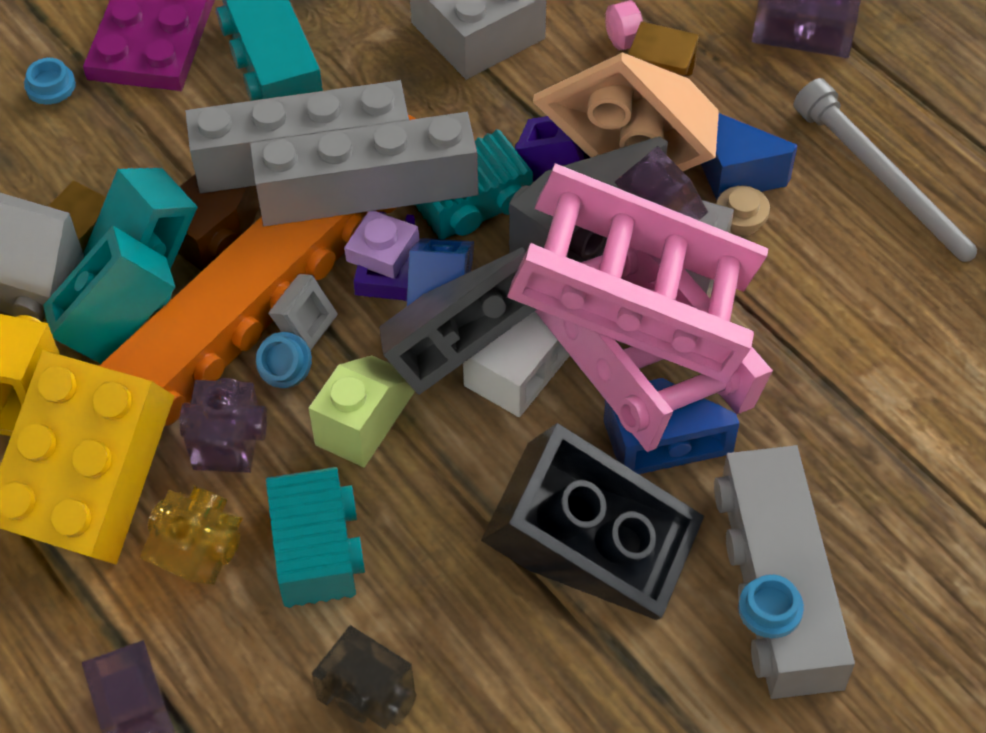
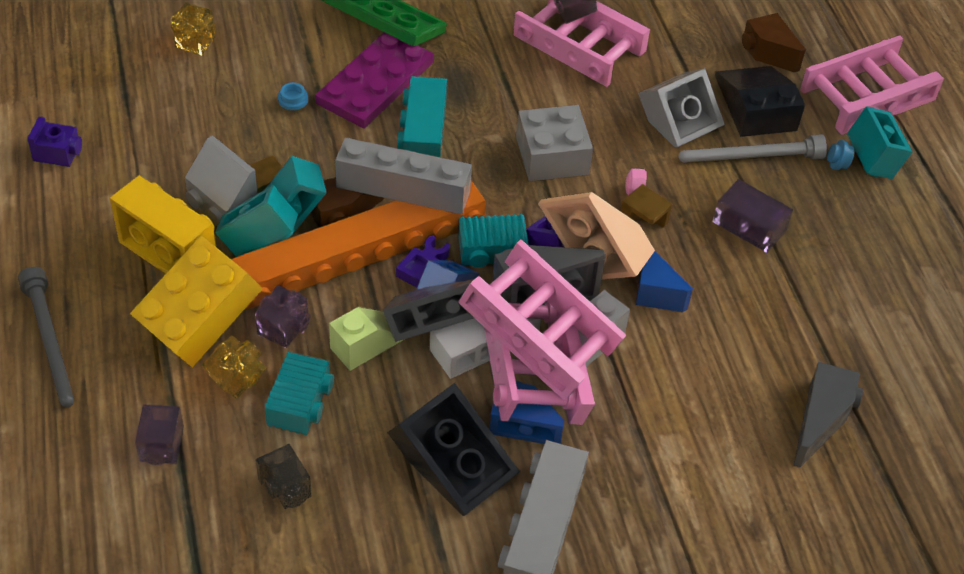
camera: 20 degrees right, 5 degrees down
(283, 360) = (335, 295): dark azure plate -> none
(304, 310) = (359, 274): light grey tile -> none
(365, 168) = (429, 206): light grey brick -> none
(381, 243) = (420, 250): lavender plate -> none
(663, 183) = (587, 279): clear purple brick -> none
(749, 207) = (645, 314): tan plate -> none
(771, 606) = (517, 527): dark azure plate -> none
(820, 104) = (728, 272): light grey piece -> none

